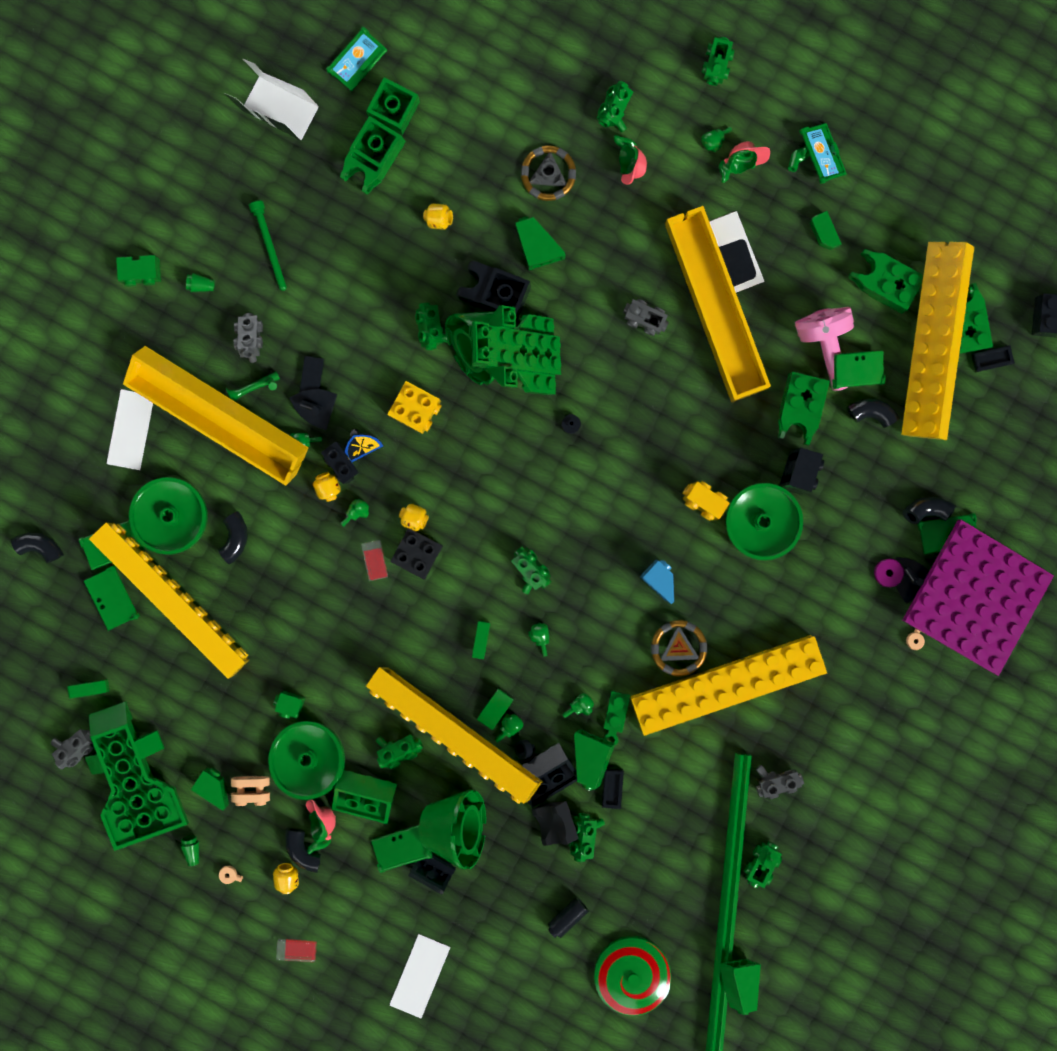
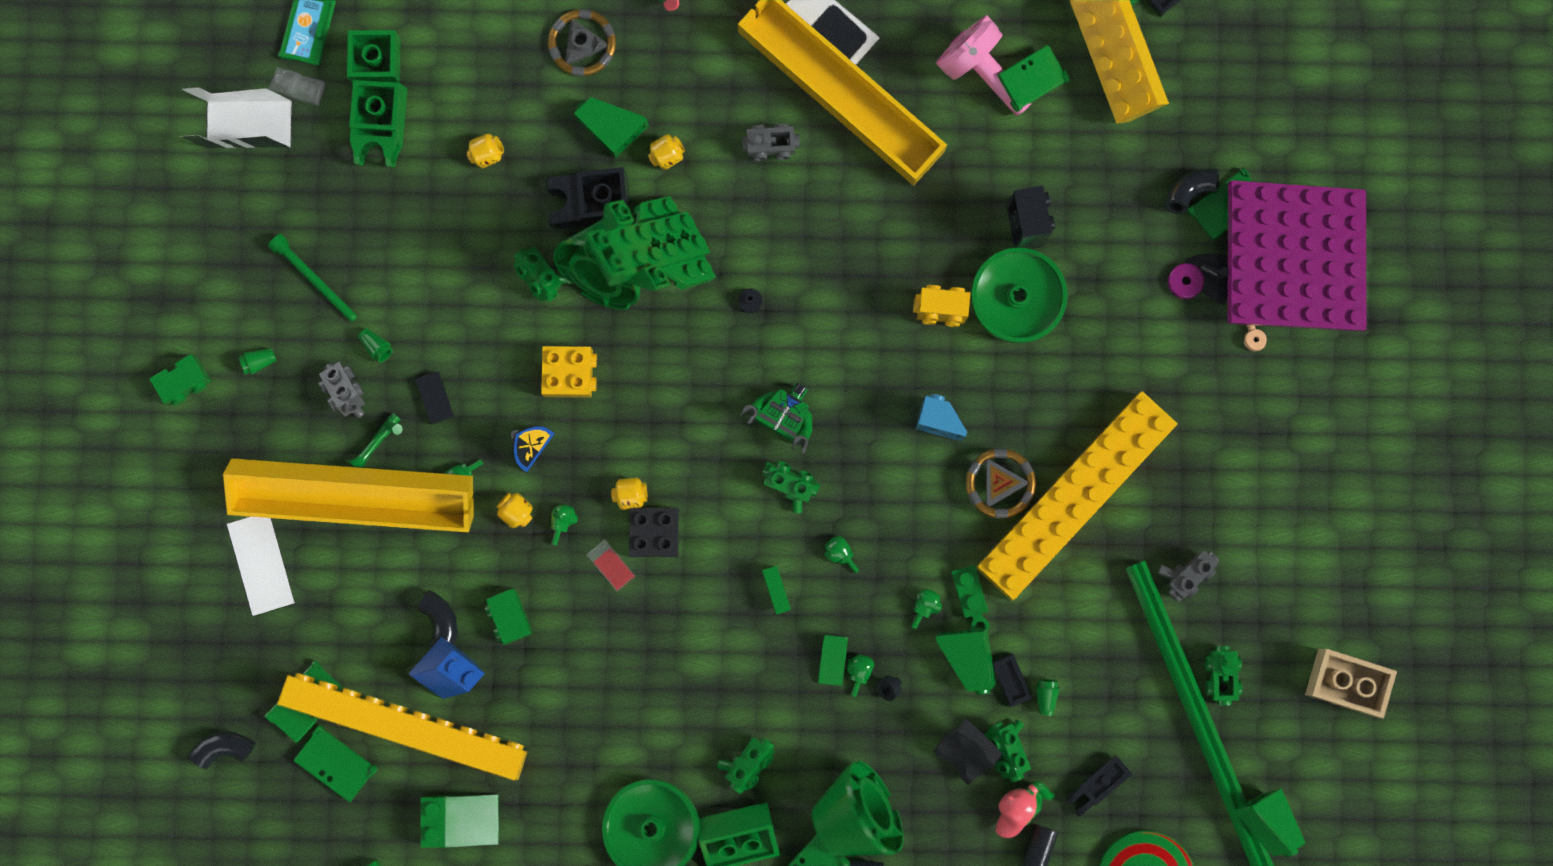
camera: 30 degrees left, 5 degrees down
(168, 515) = (353, 635): green dish -> none
(177, 683) = (459, 820): none -> slope
(221, 575) = (447, 670): none -> blue slope
(284, 559) = (508, 617): none -> green brick
(288, 704) = (598, 778): green brick -> none
(289, 319) = (376, 346): none -> green cone
(315, 406) = (455, 428): black shield -> none
(328, 98) = (297, 86): none -> clear slope
(340, 463) = (513, 473): black bracket -> none
(454, 734) = (801, 708): yellow piece -> none
(552, 519) = (784, 414): none -> torso
(554, 770) = (928, 704): black slope -> none
(567, 285) = (666, 151): none -> yellow head
(571, 881) = (1020, 807): none -> coral hair
(632, 812) = (1047, 696): none -> green cone
(635, 893) = (1100, 784): none -> black hinge
(802, 412) = (993, 156): green brick -> none
(849, 918) = (1351, 683): none -> tan brick
(873, 409) = (1072, 112): black cylinder -> none

